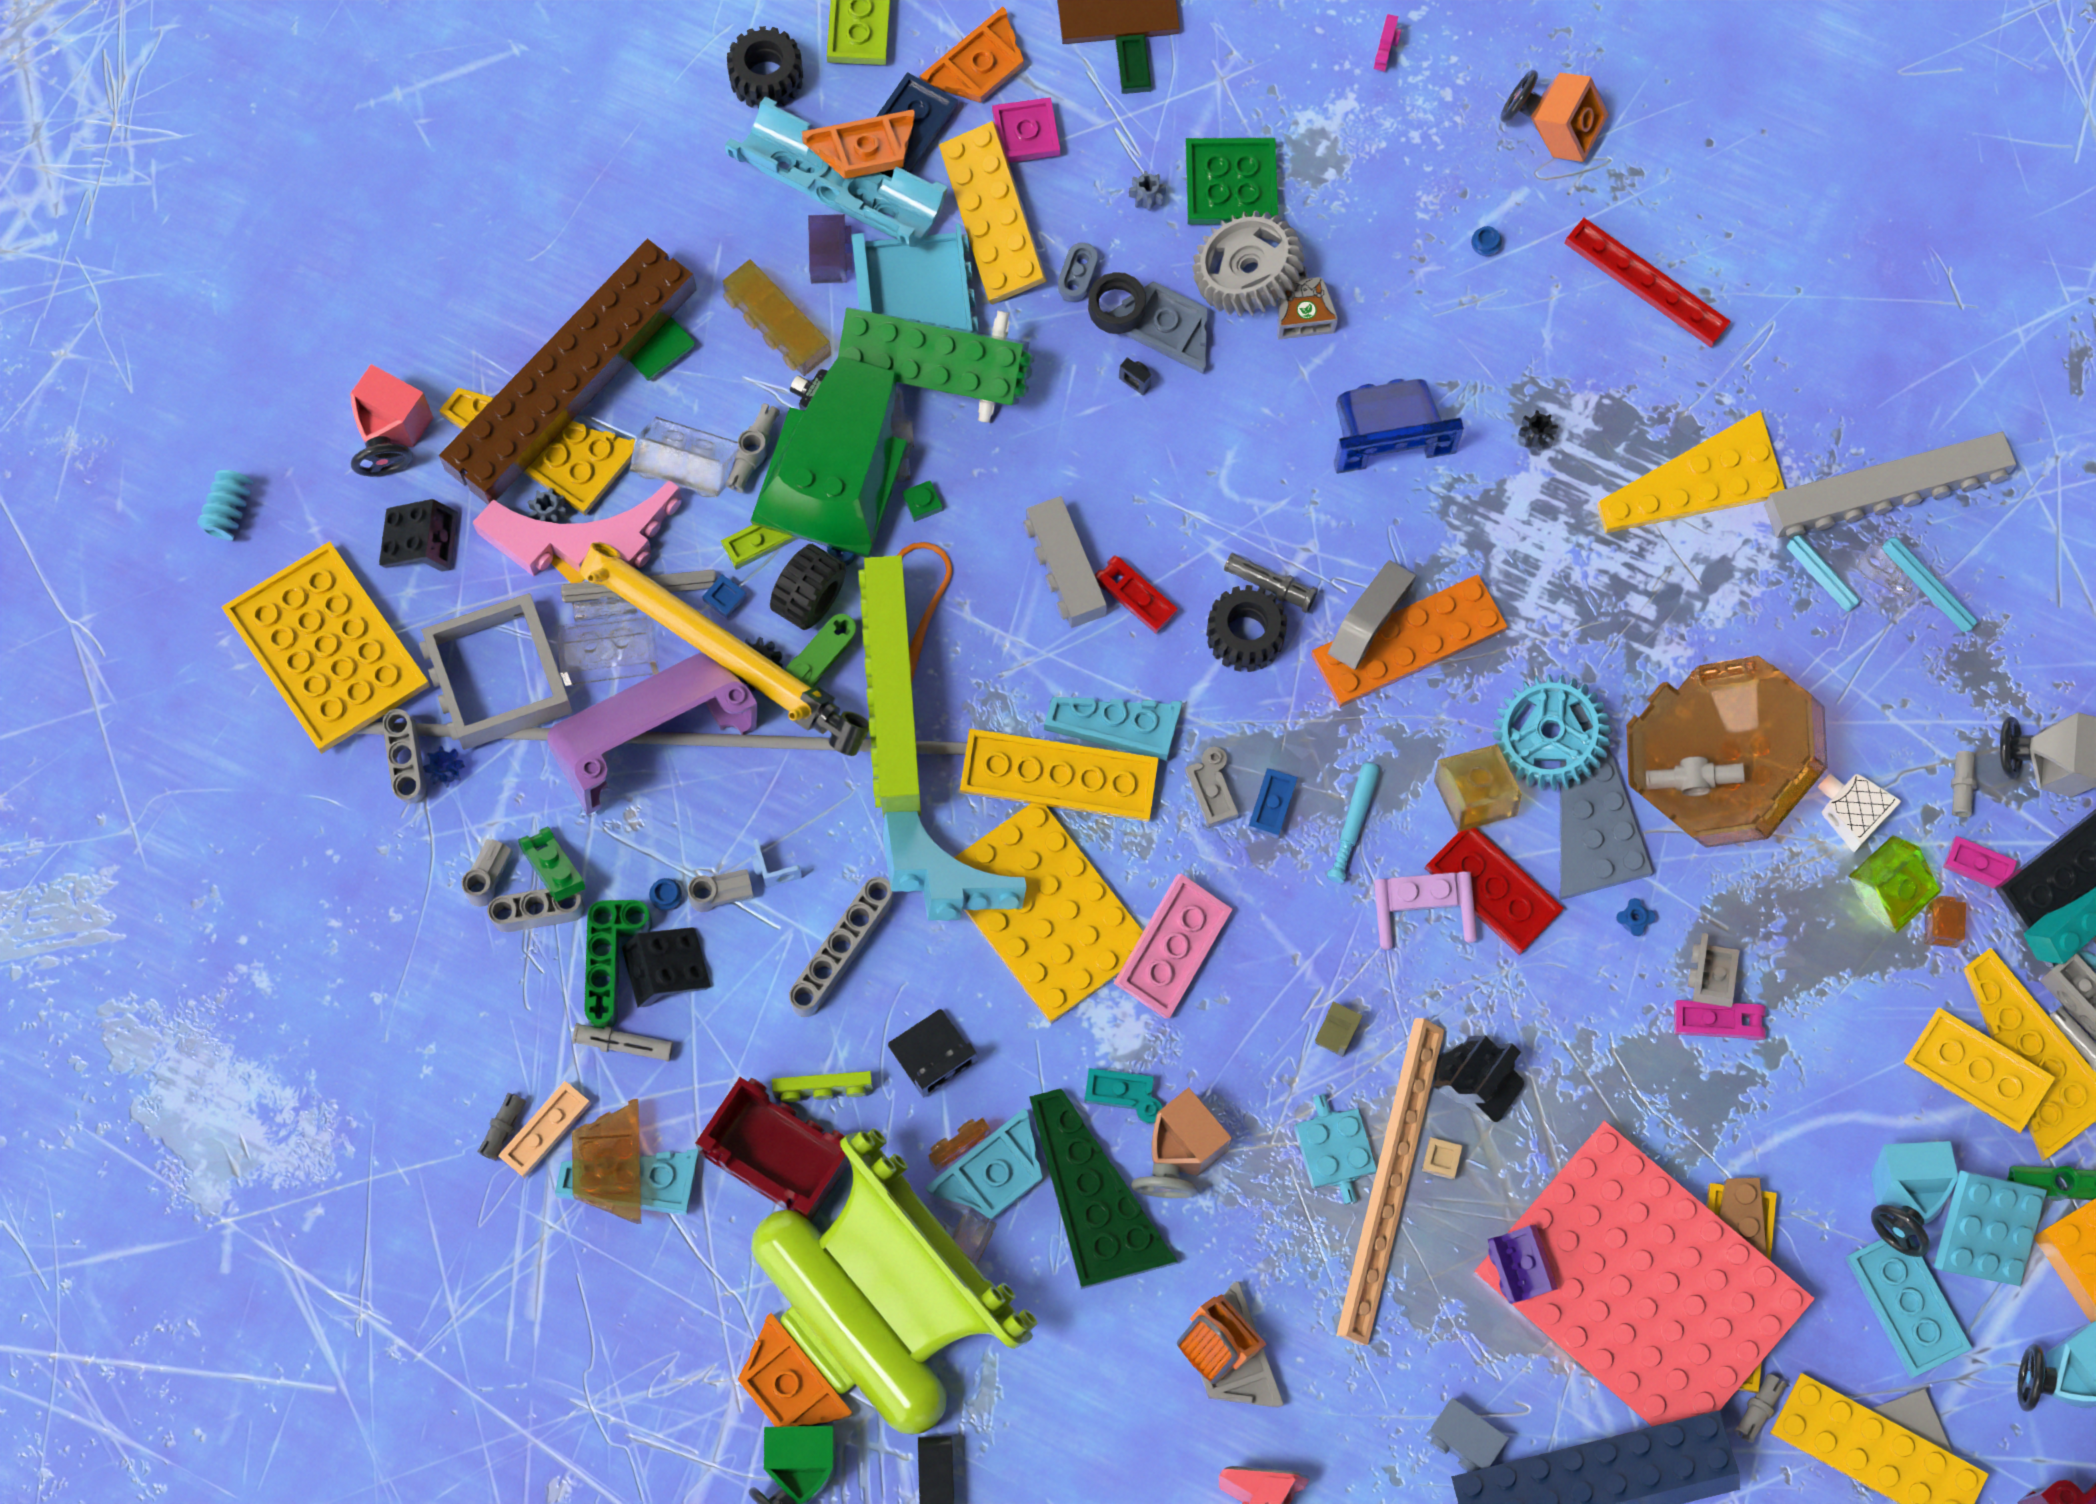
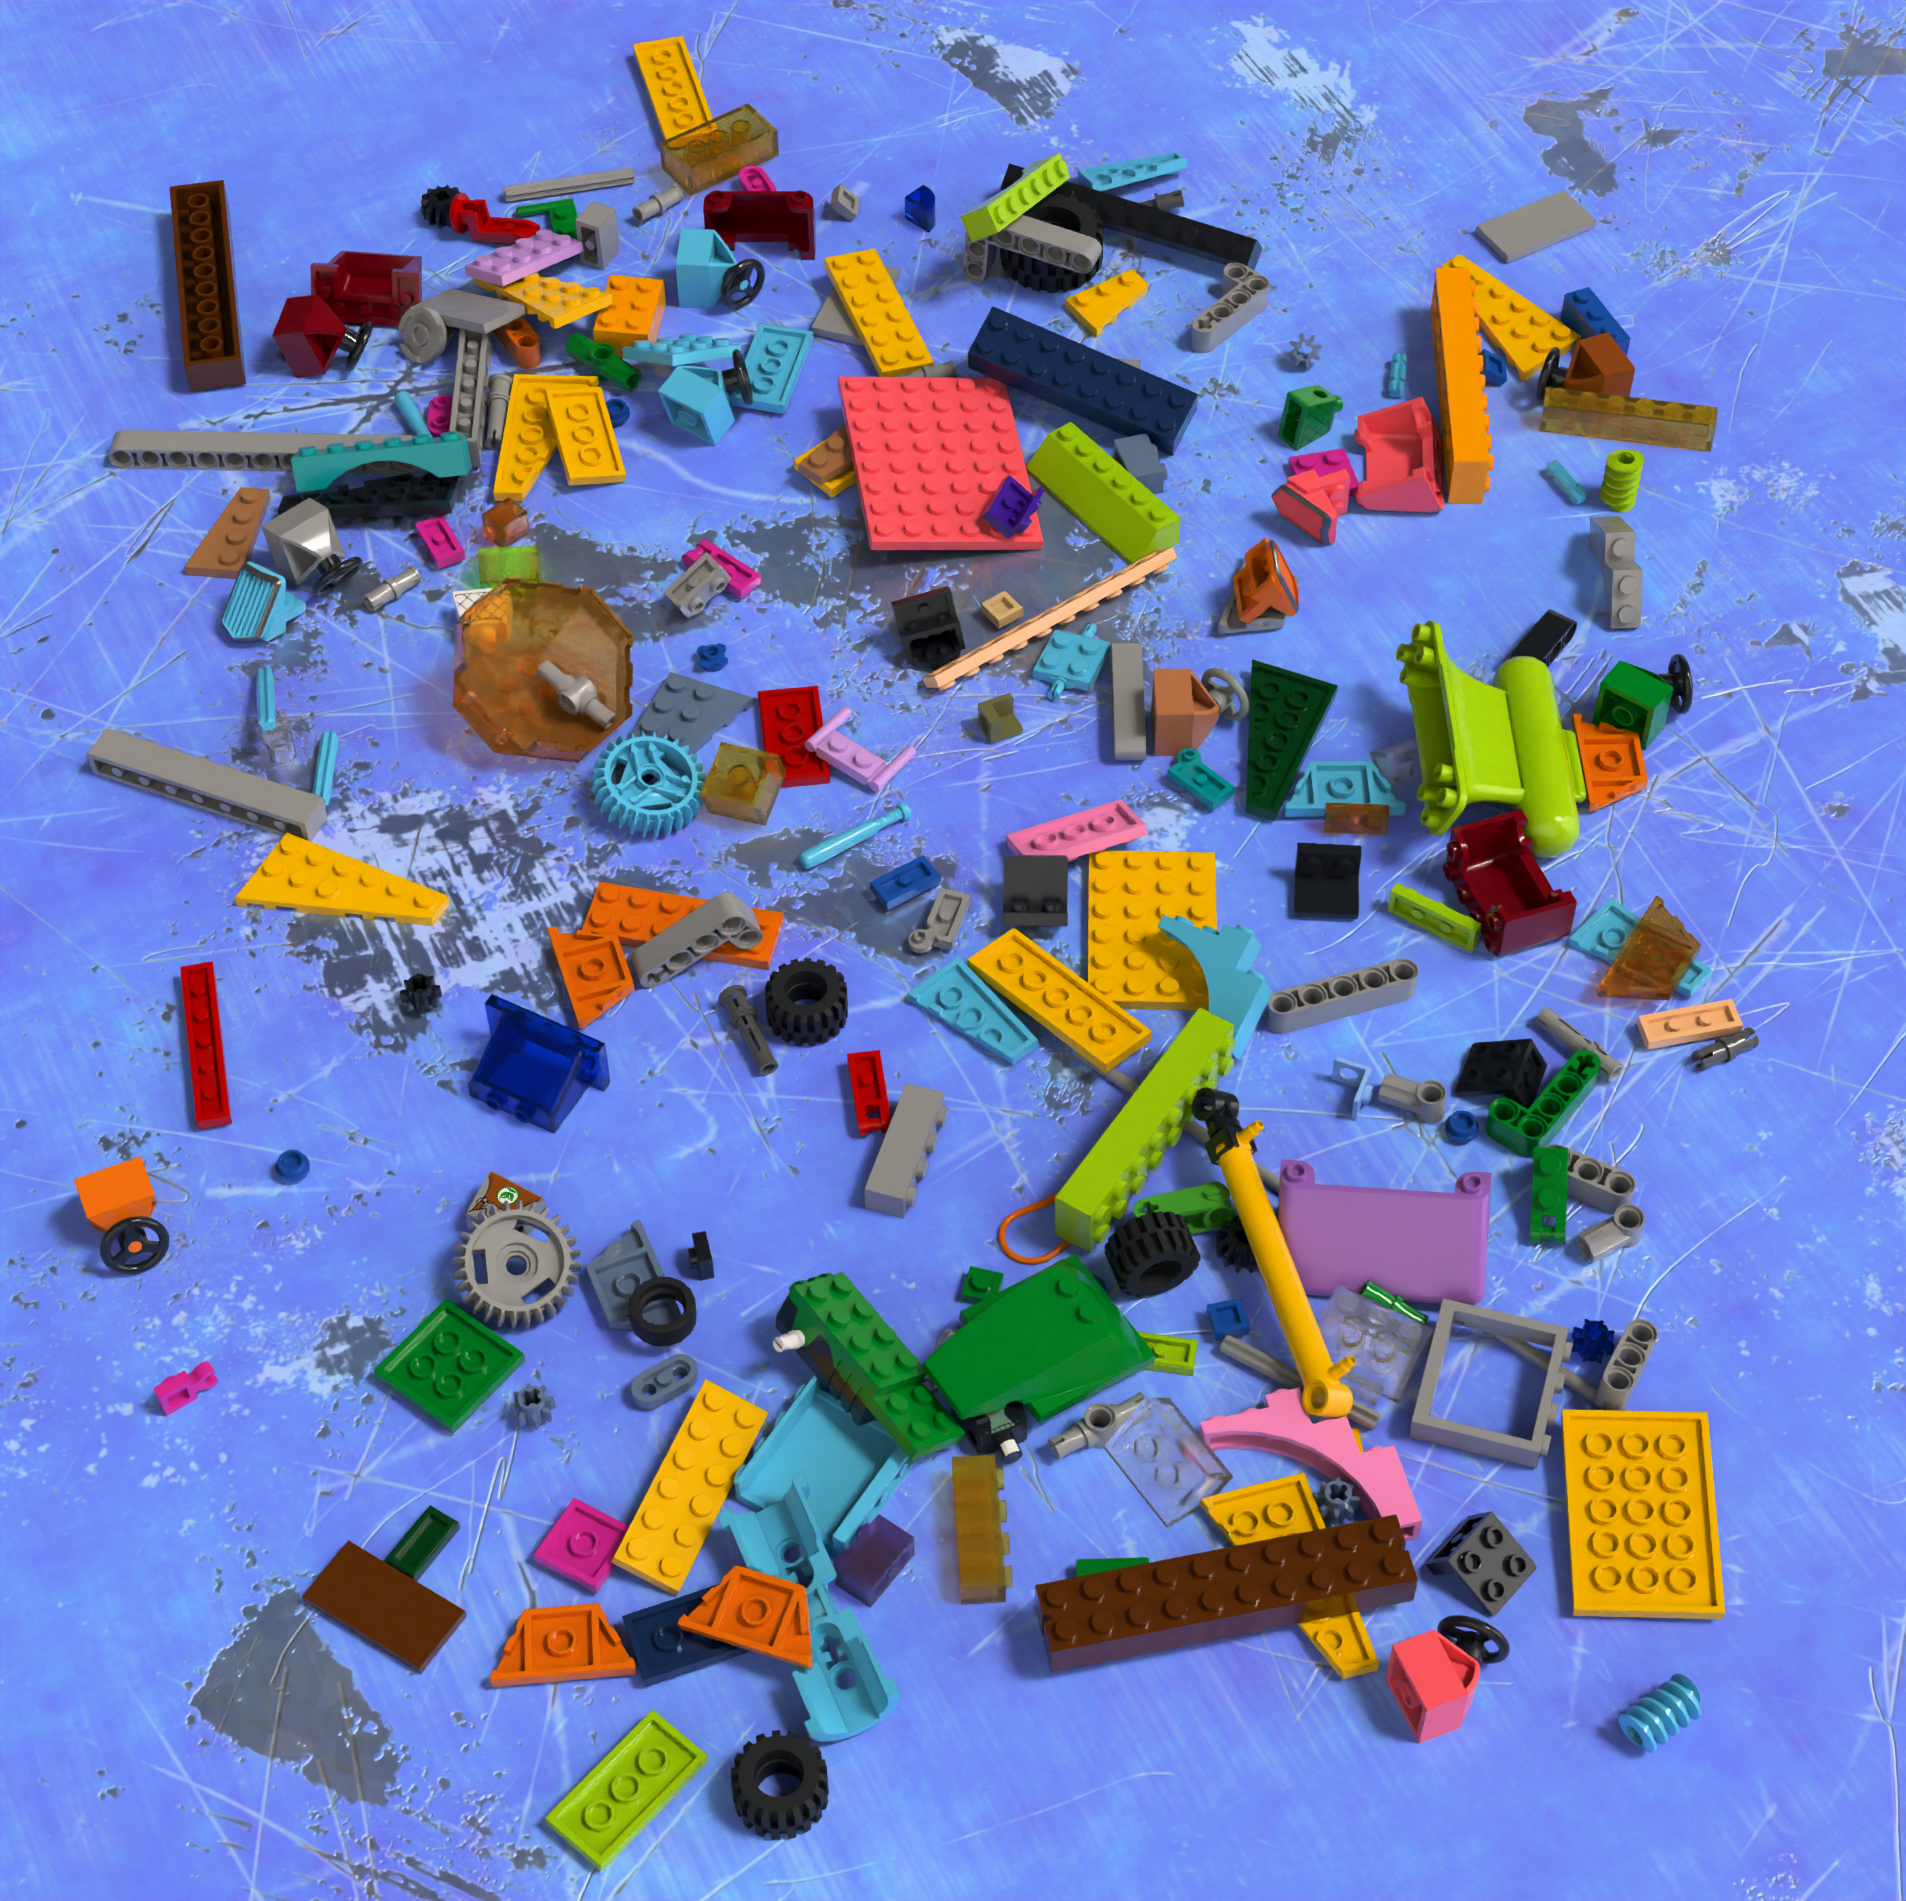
camera: 140 degrees left, 20 degrees down
(608, 685) = (1394, 1302): none -> green pin
(1151, 853) = (1035, 890): none -> black bracket
(1250, 1134) = (1128, 701): none -> light grey beam
(1435, 544) = (591, 971): none -> orange wing
(1468, 1370) = (1103, 494): none -> lime slope
(1990, 1135) = (618, 411): none -> blue plate
(2040, 676) = (259, 605): none -> medium azure piece

